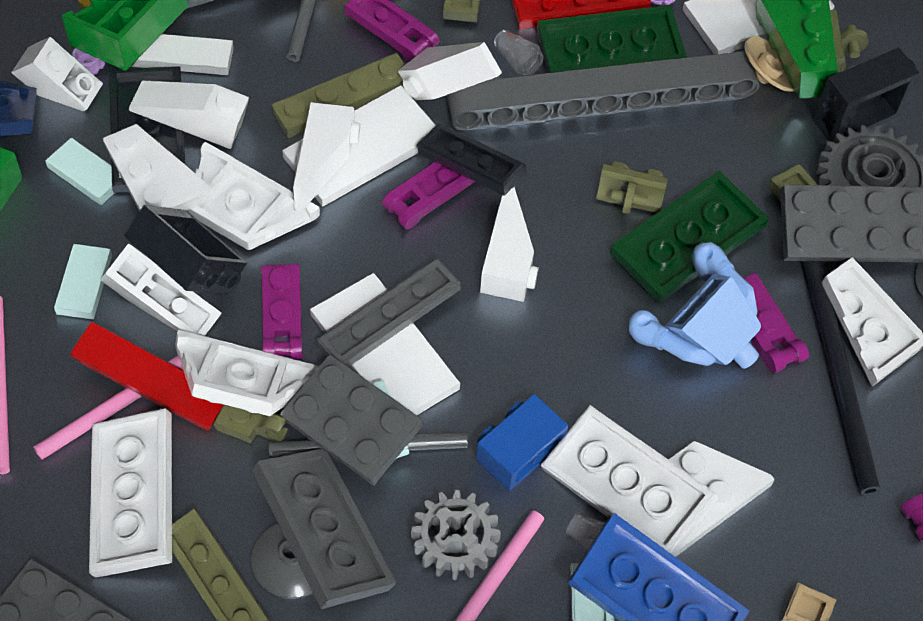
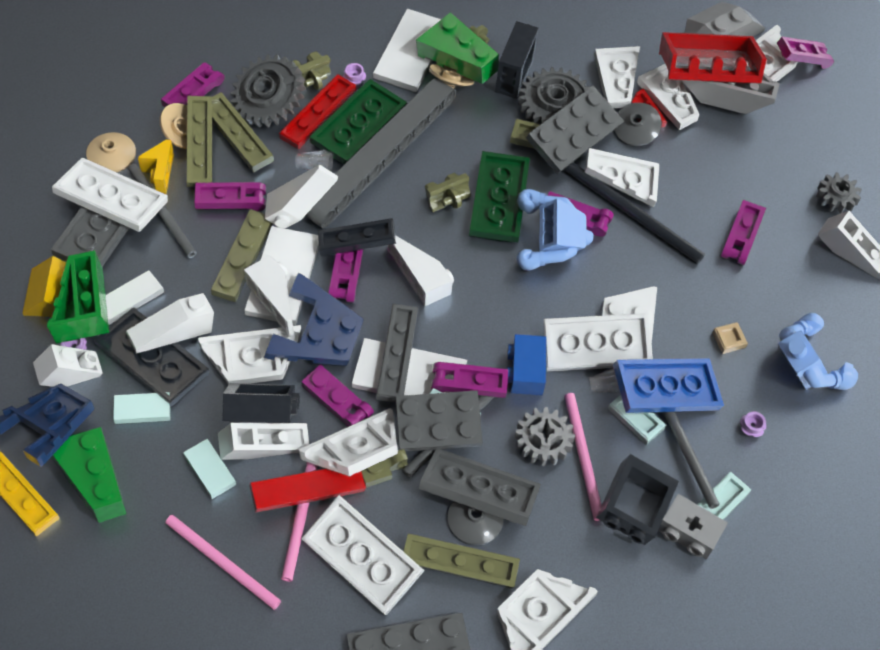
camera: 45 degrees left, 0 degrees up
(154, 173) = (191, 378): white wing -> none
(339, 238) = (328, 334): none -> dark blue wing
(436, 405) = (470, 378): none -> magenta plate

